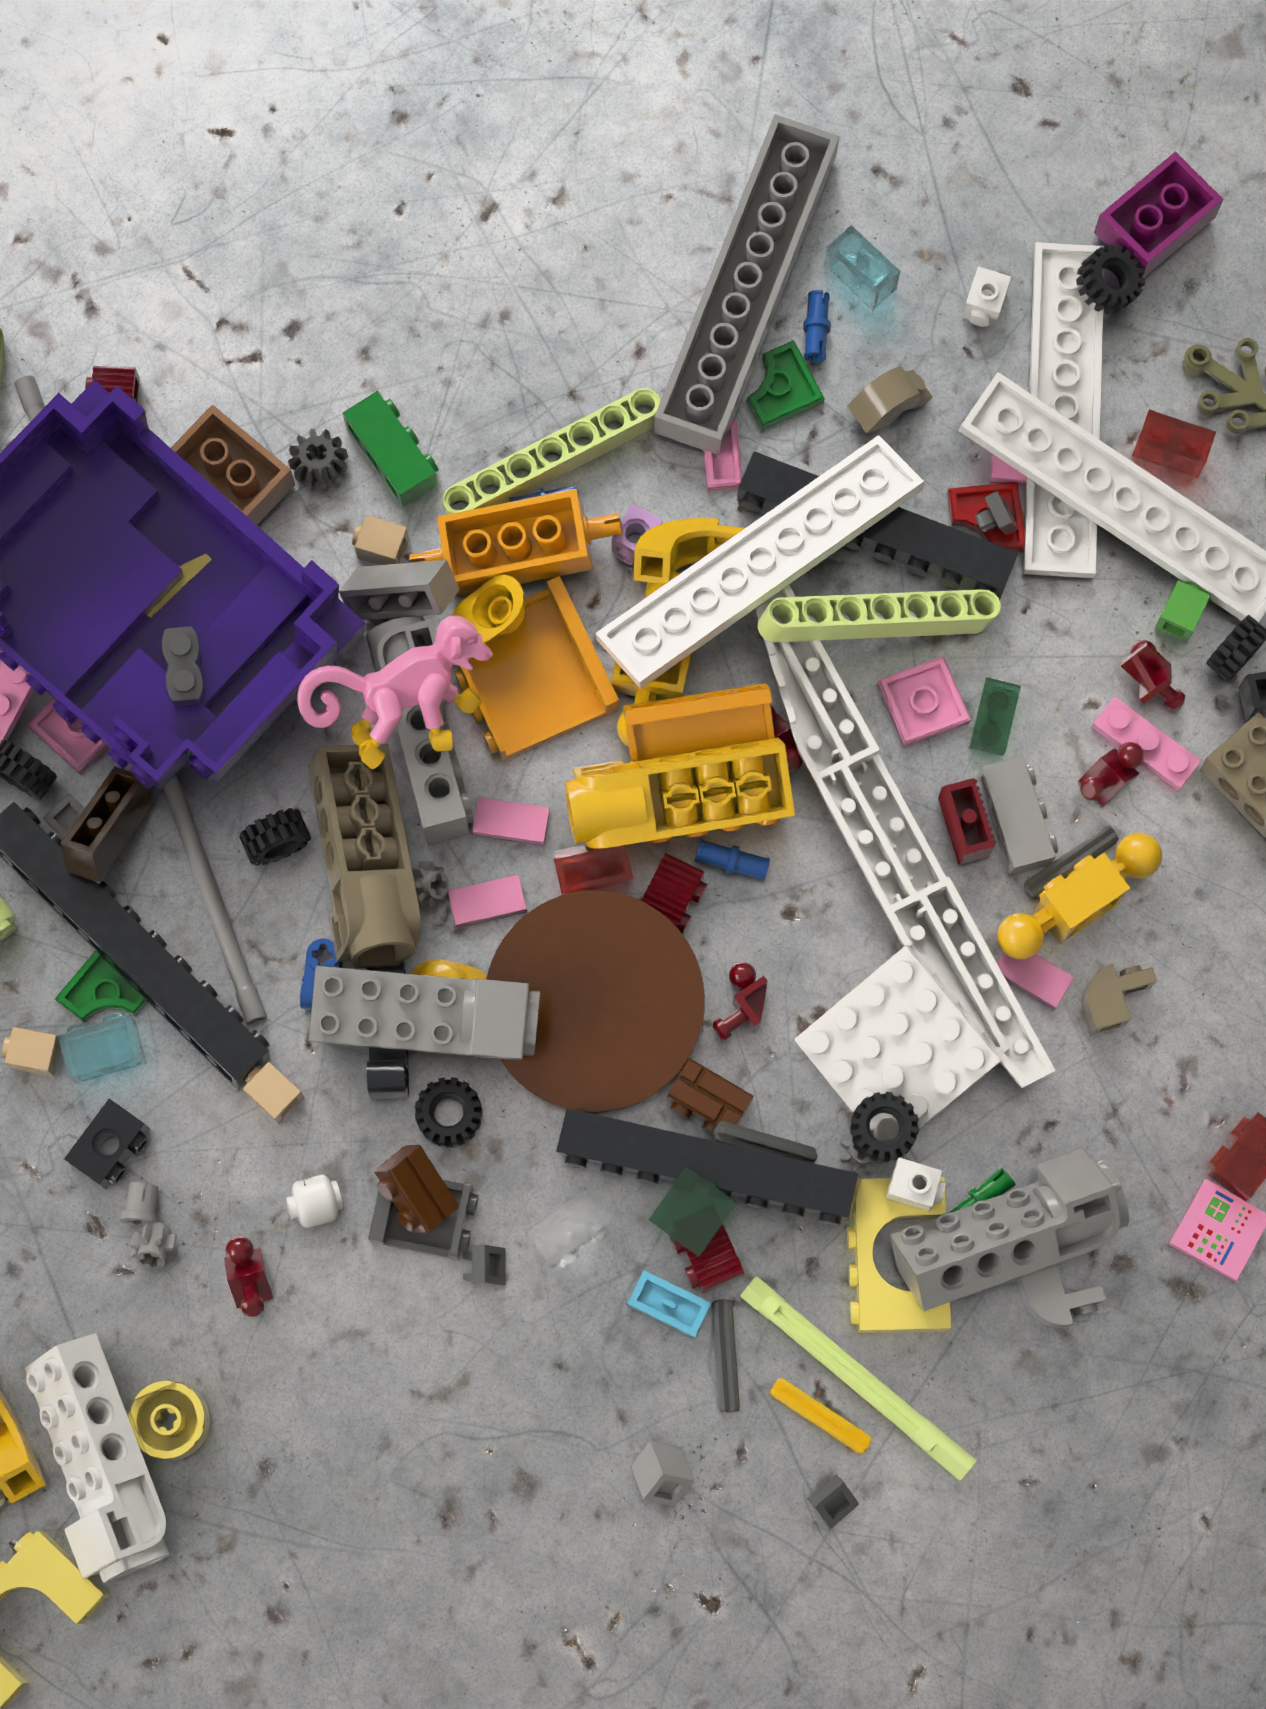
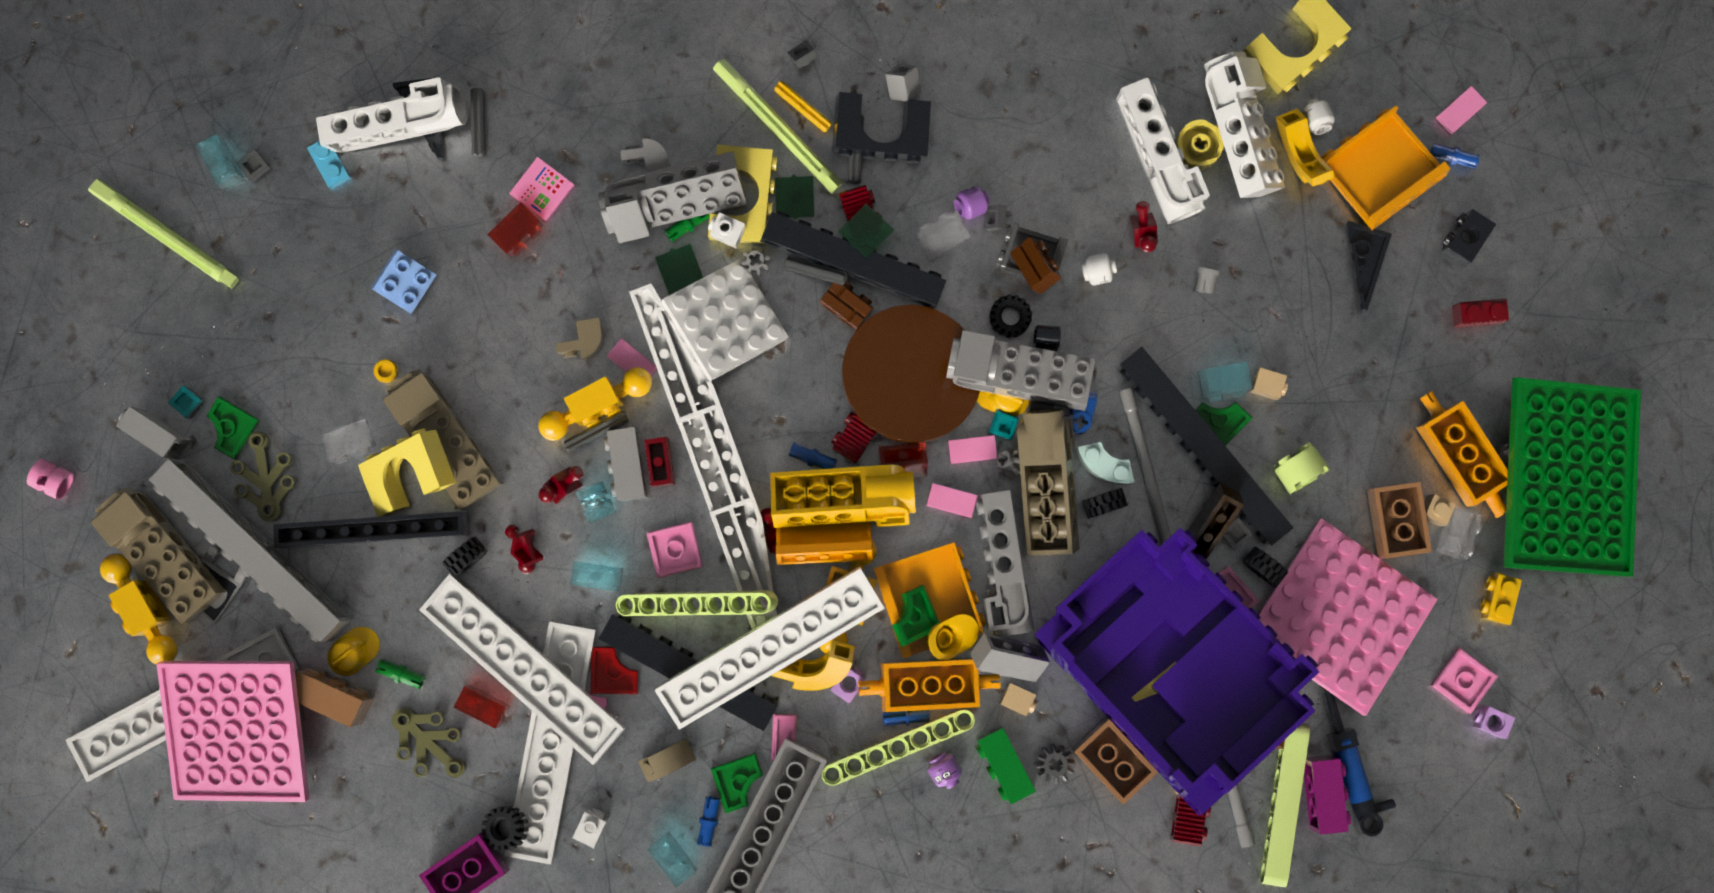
camera: 170 degrees left, 10 degrees up
(109, 1122) = (1235, 310): black brick -> none
(154, 1245) = (1200, 253): light grey gear -> none
(183, 672) = (1157, 622): dark grey brick -> none
(217, 1364) = (1164, 170): none -> white brick
(272, 1091) = (1119, 341): tan brick -> none
(279, 894) = (1104, 466): none -> light aqua brick
(411, 679) = (1009, 581): bright pink animal -> none
(442, 942) = (1003, 425): none -> teal tile
(479, 431) = (944, 770): none -> medium lavender head
(529, 1285) = (971, 202): none -> medium lavender head
(545, 638) = (916, 616): none -> green tile
(639, 1369) = (851, 138): none -> black arch
(669, 1304) = (887, 182): medium azure plate -> none
(747, 1002) = (814, 363): dark red piece -> none
(814, 1266) = (795, 196): none -> clear green piece
(891, 1105) = (741, 282): black tyre -> none
(980, 1128) = (679, 268): none -> clear green piece
(994, 716) = (630, 533): clear green plate -> none
(997, 516) = (606, 667): dark grey tile -> none
(1035, 645) = (596, 576): none -> clear light blue brick
(1055, 753) = (595, 502): none -> clear light blue wheel
(1161, 753) = (527, 498): bright pink plate -> none
(1182, 610) = (496, 590): bright green brick -> none

